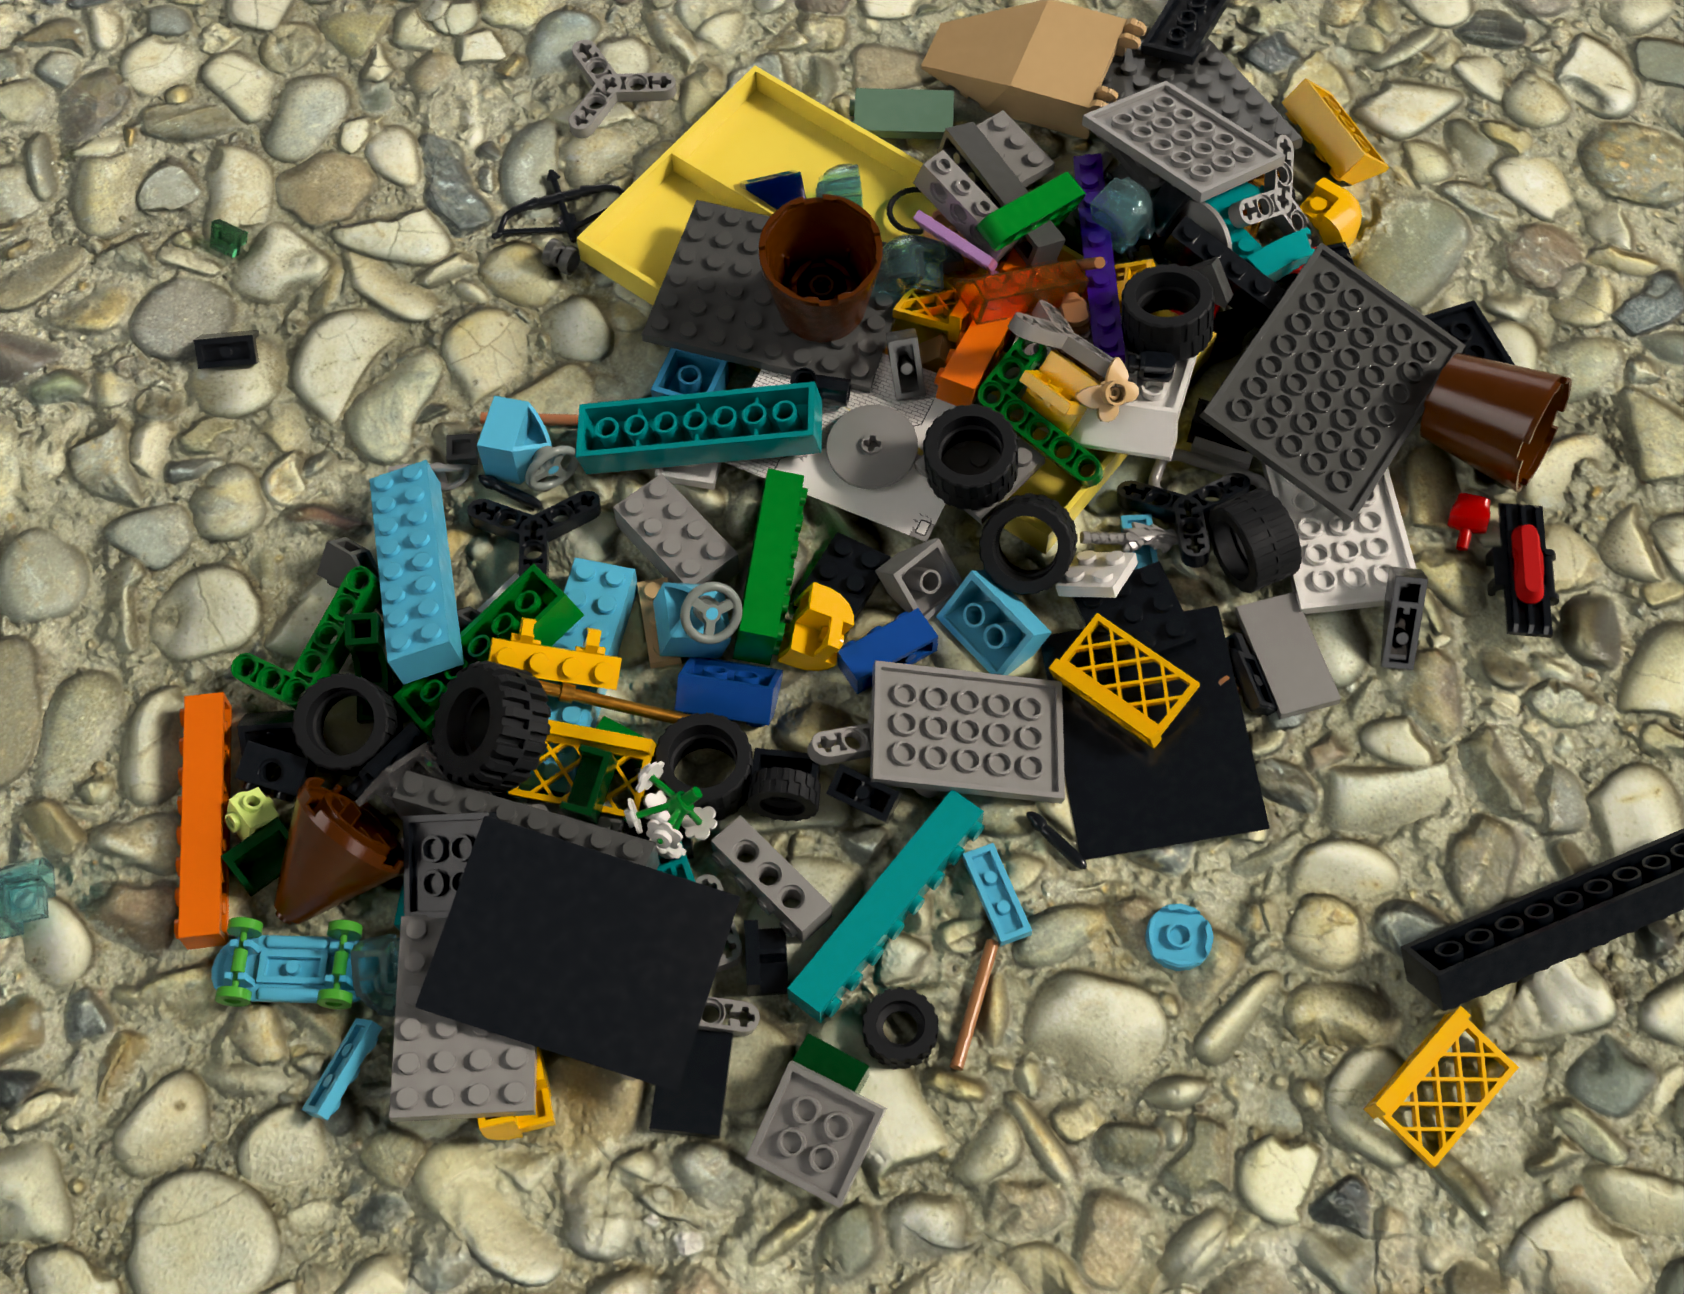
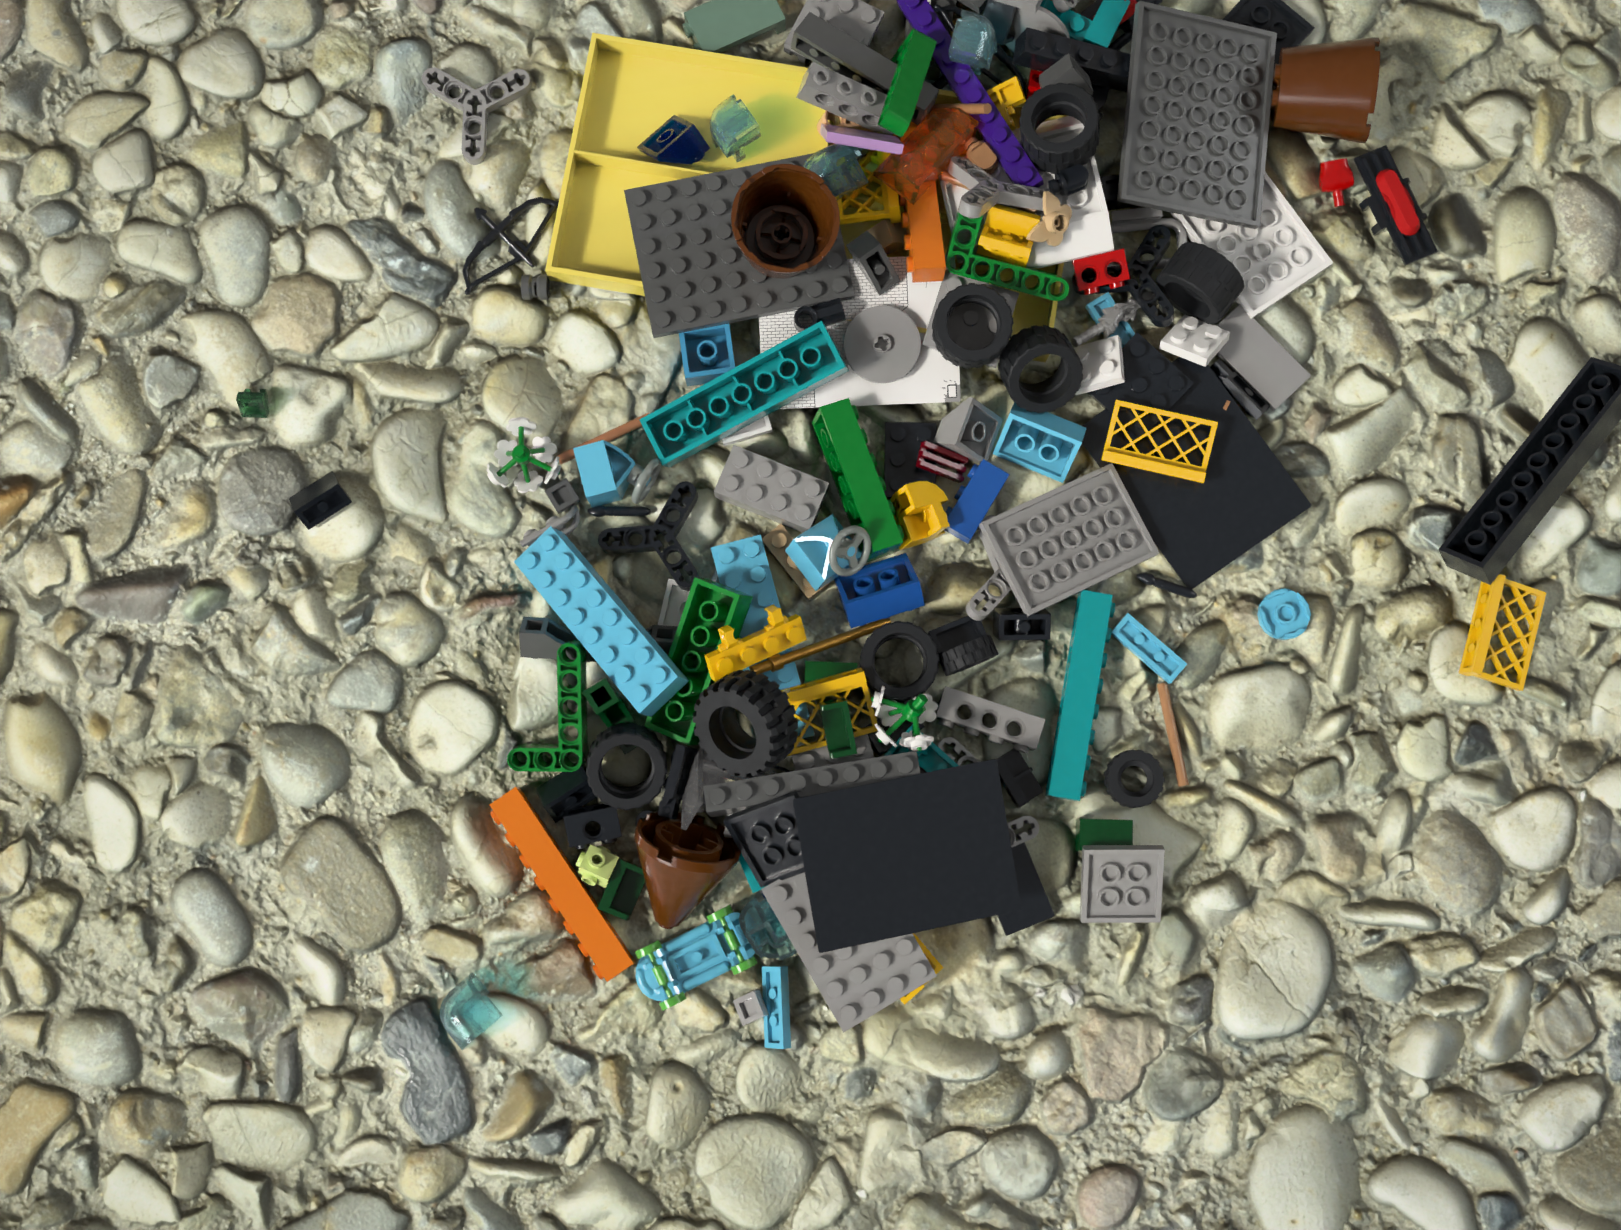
camera: 30 degrees left, 20 degrees up
(314, 1054) = (750, 1007): none -> light grey plate
(440, 388) = (511, 455): none -> white plant
(877, 591) = (960, 459): none -> dark red tile
(890, 209) = (776, 121): black tyre -> none
(1151, 472) = (1099, 265): none -> red brick
(1221, 598) = (1194, 340): none -> white plate
(1402, 617) = (1328, 288): black slope -> none

